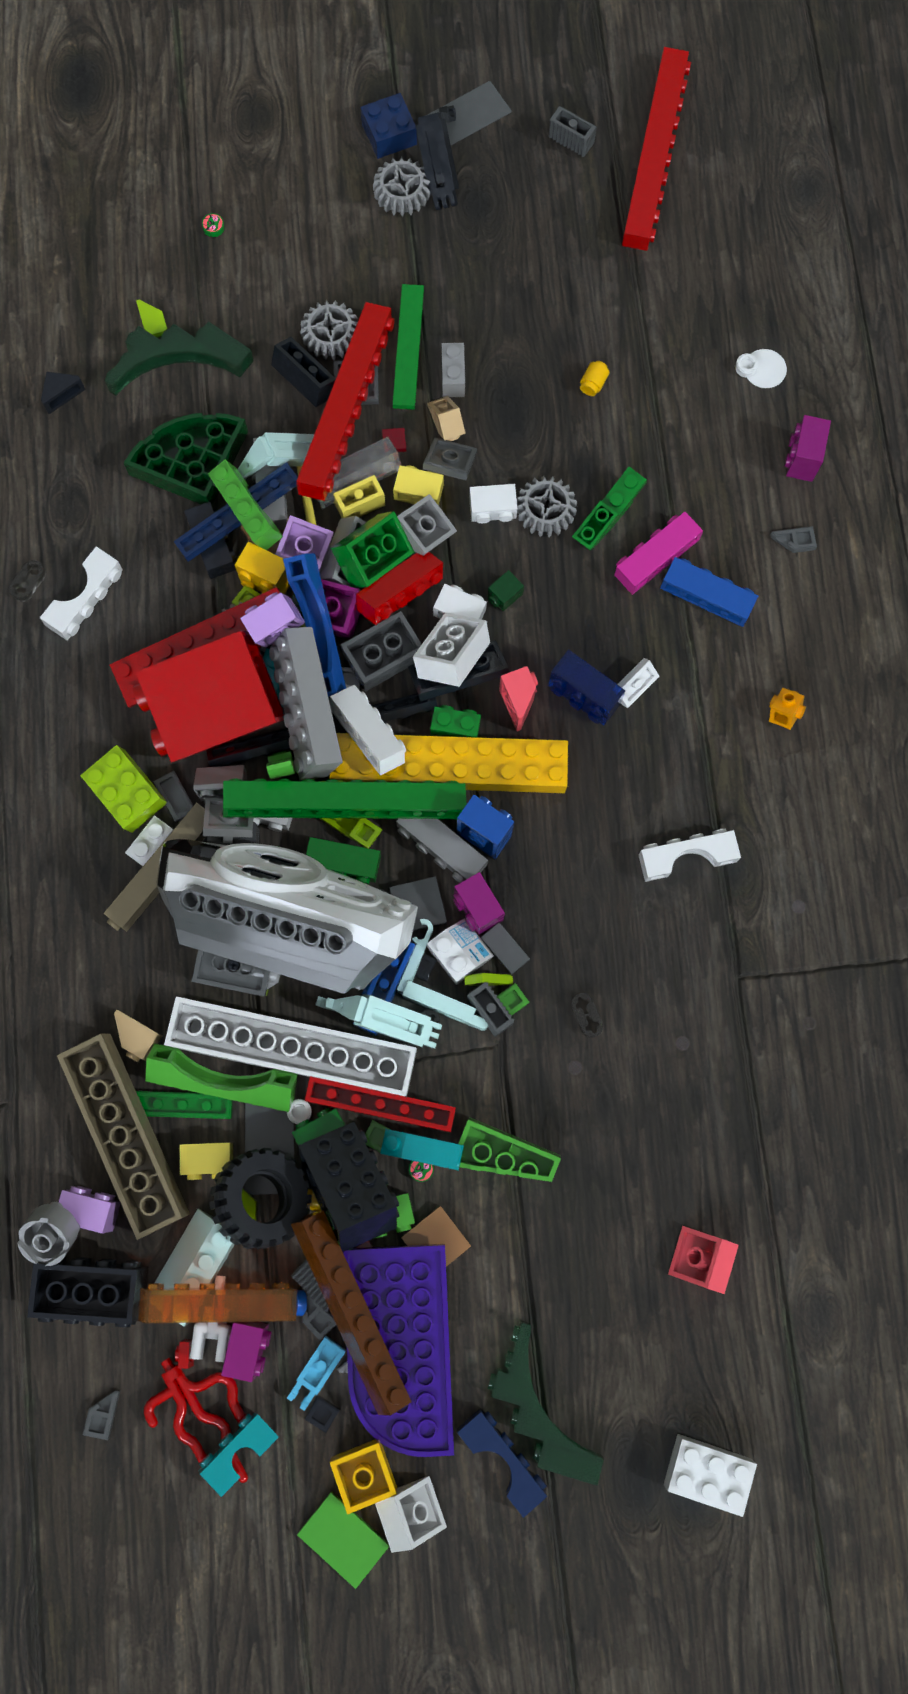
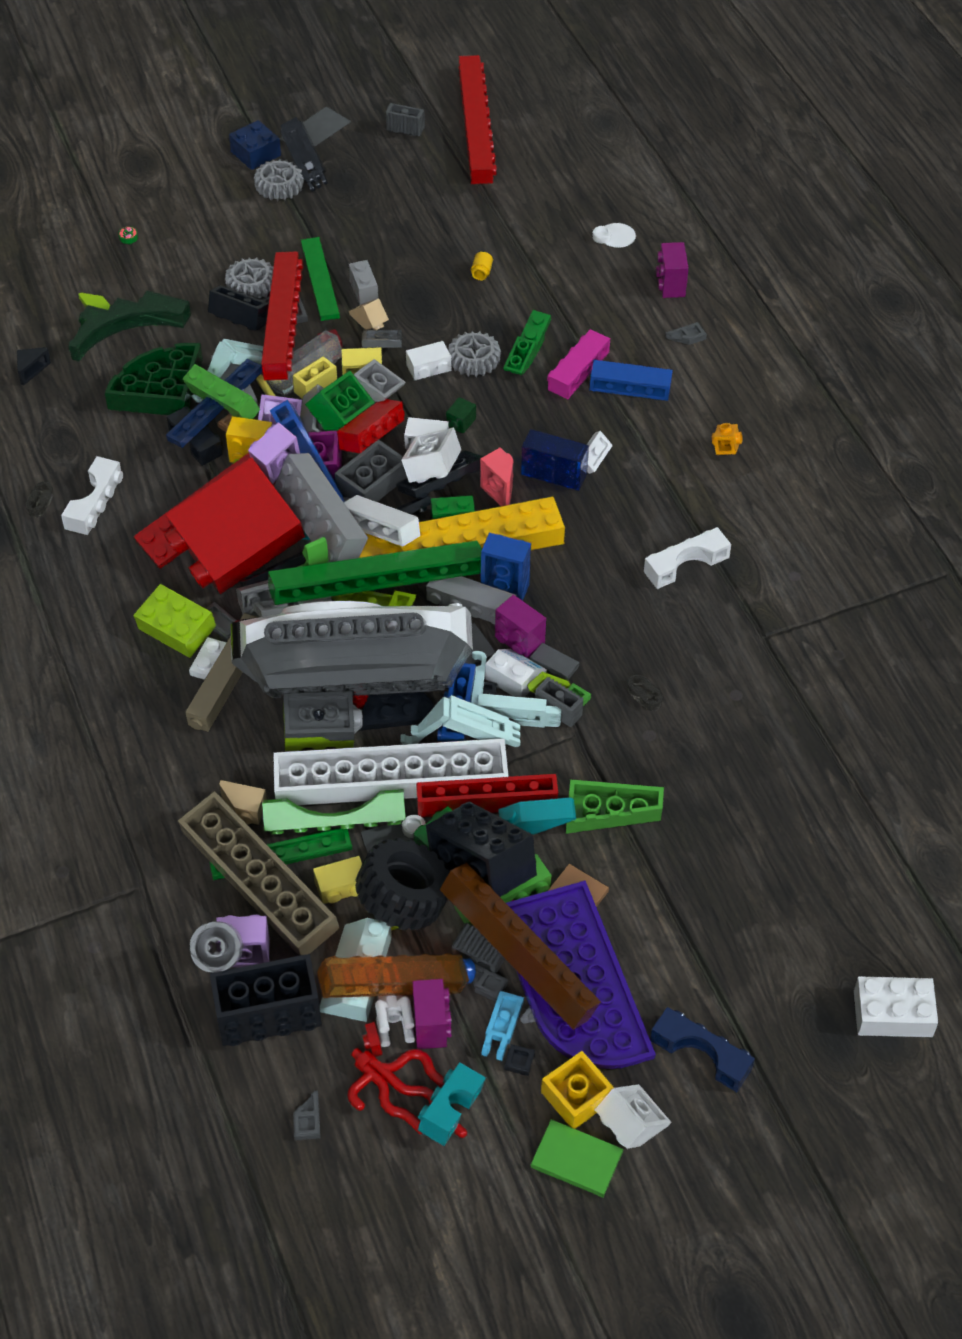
camera: 15 degrees left, 25 degrees down
(421, 1171) = (543, 842): tile -> none
(557, 1451) = (746, 1024): clear green arch -> none
(703, 1259) = (820, 843): coral slope -> none

